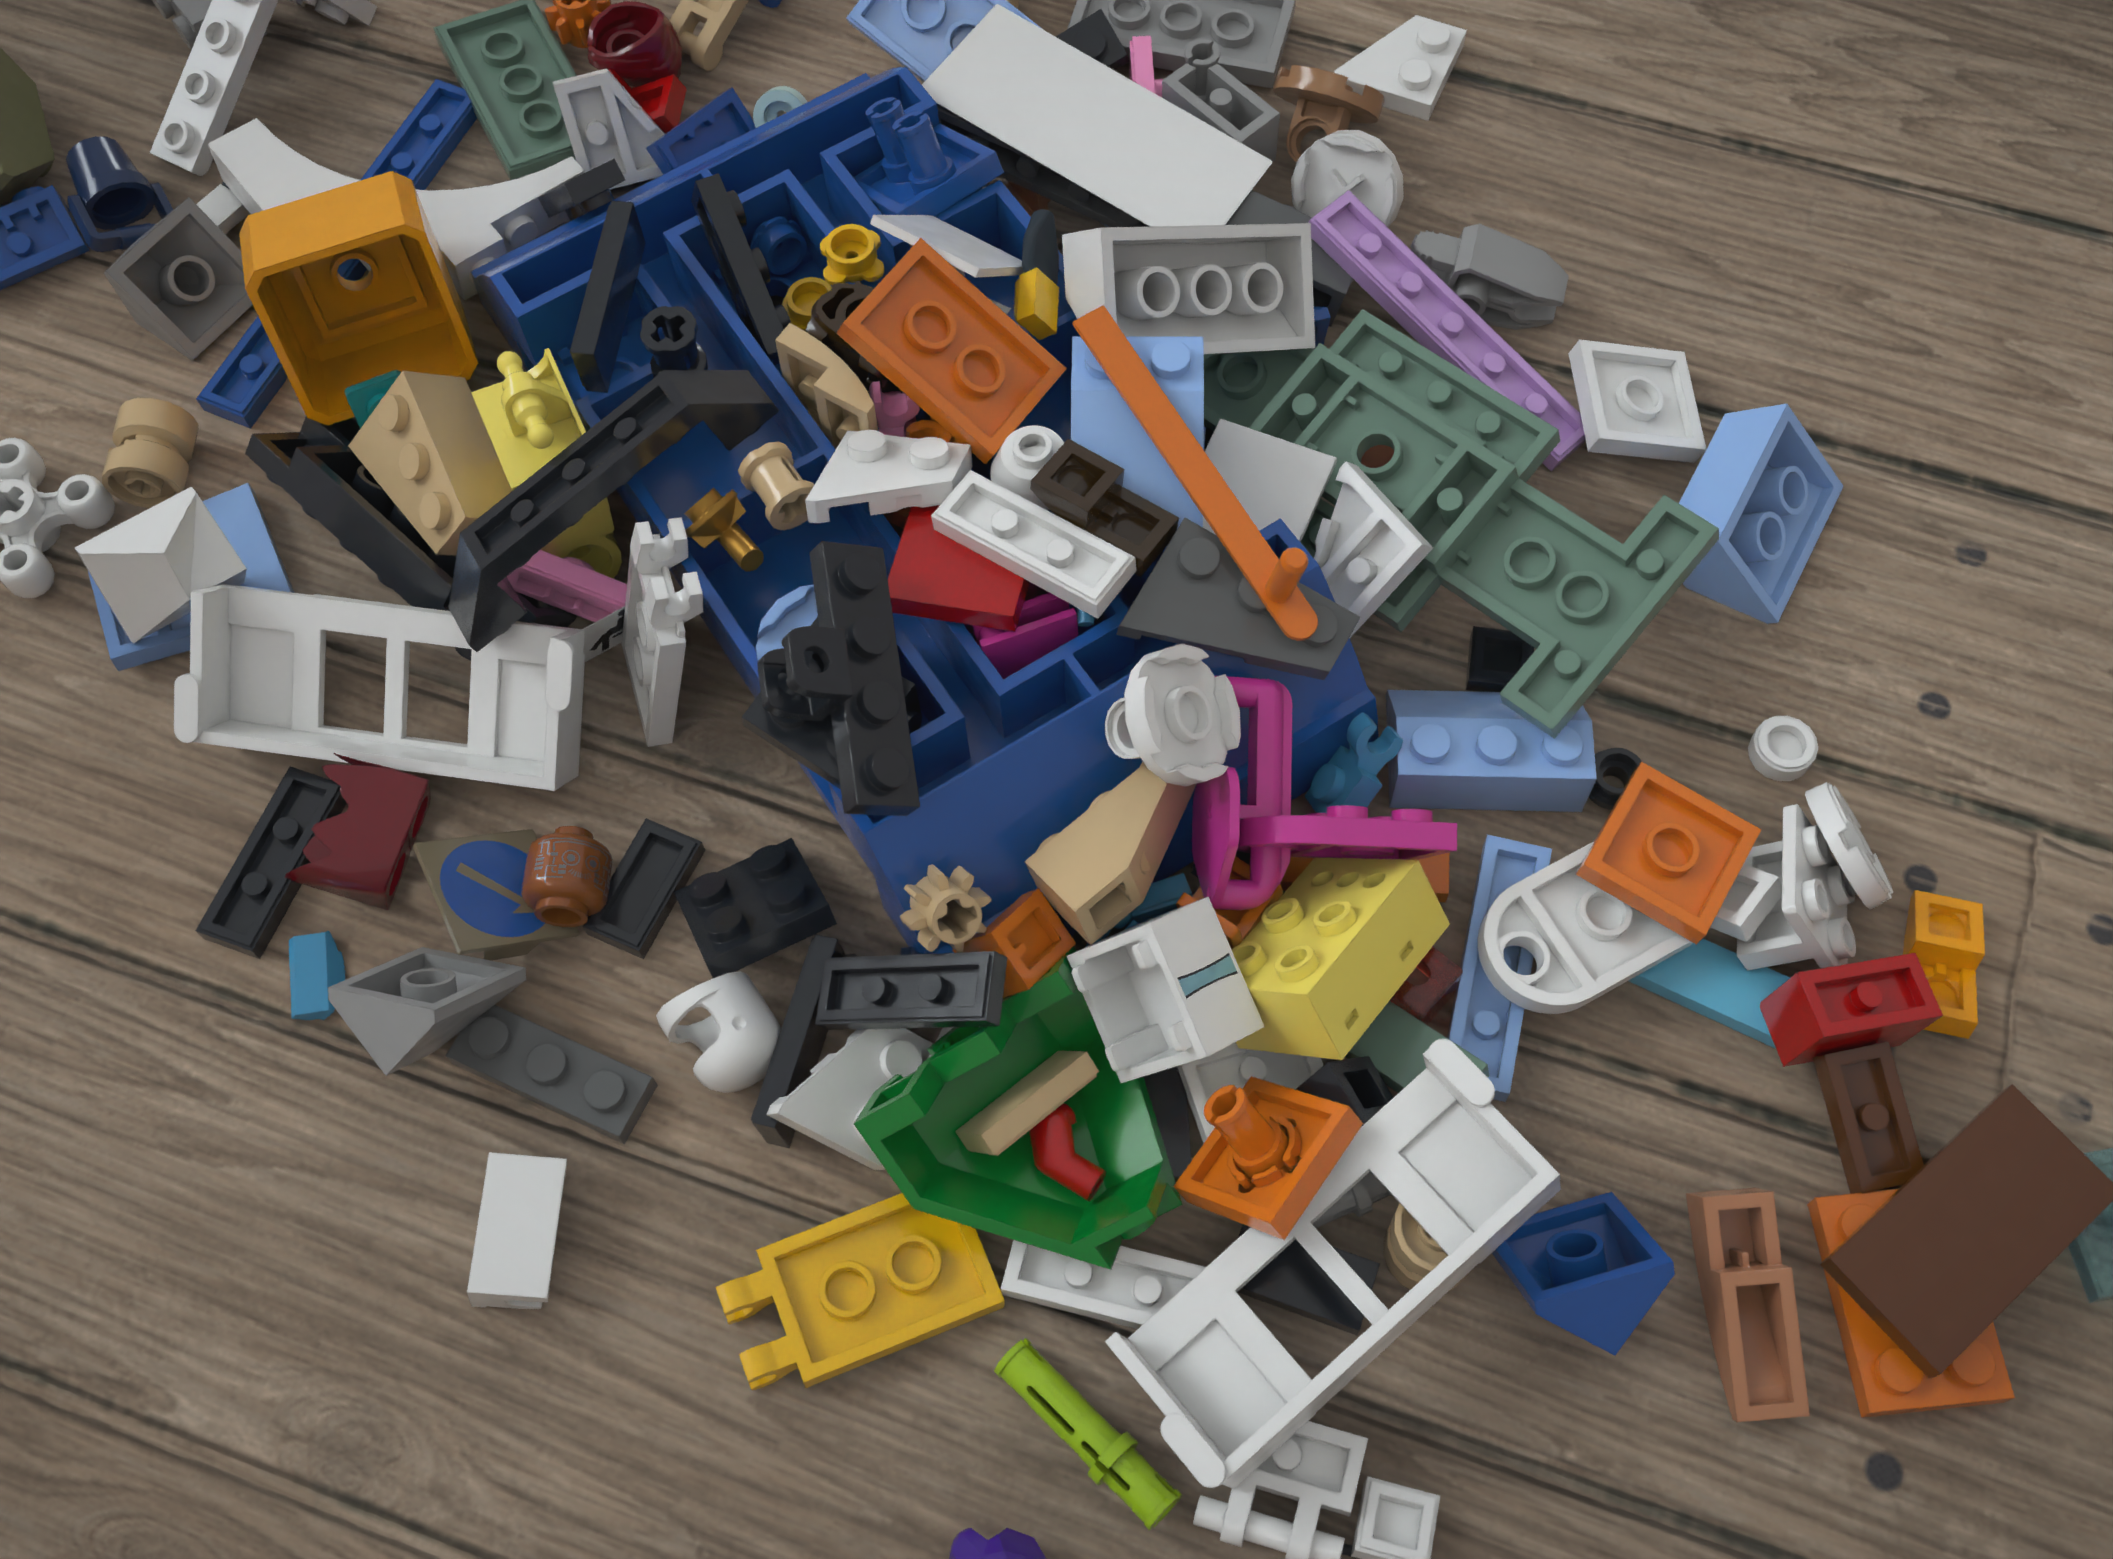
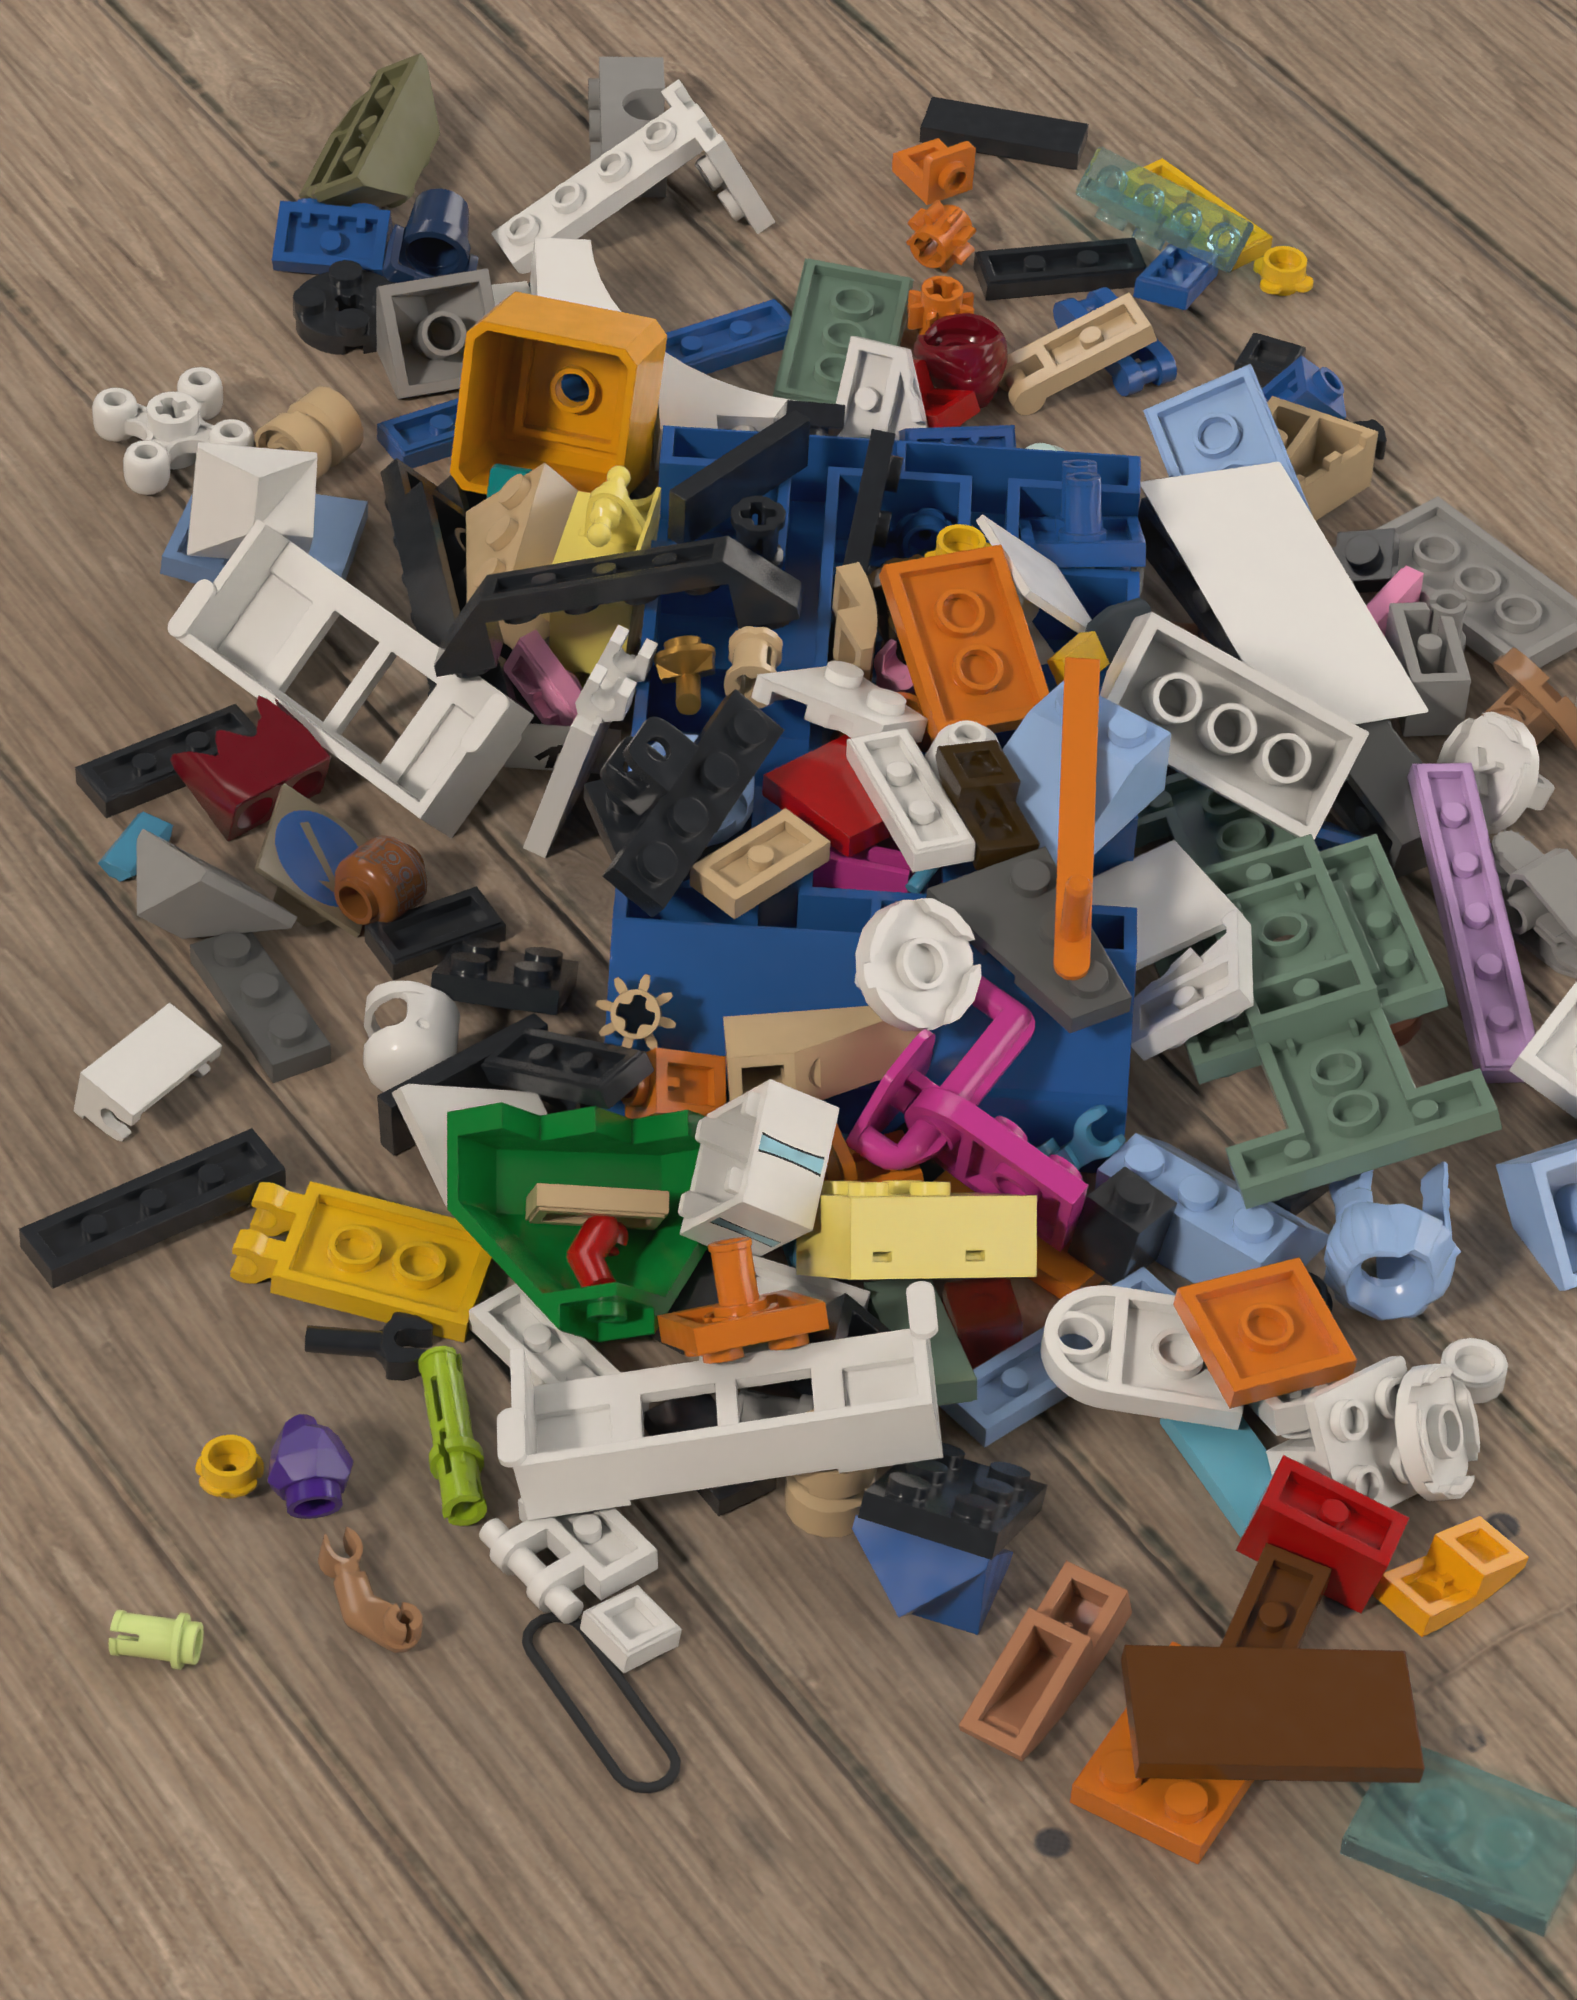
camera: 30 degrees right, 20 degrees down
(57, 288) = (338, 308): none -> black plate
(632, 1379) = (150, 1208): none -> black plate
(937, 1374) = (384, 1345): none -> black bar
(954, 693) = (760, 863): none -> tan plate
(1464, 798) = (1122, 1226): none -> black brick
(1599, 1223) = (955, 1501): none -> black plate
(1674, 703) = (1409, 1245): none -> light blue piece

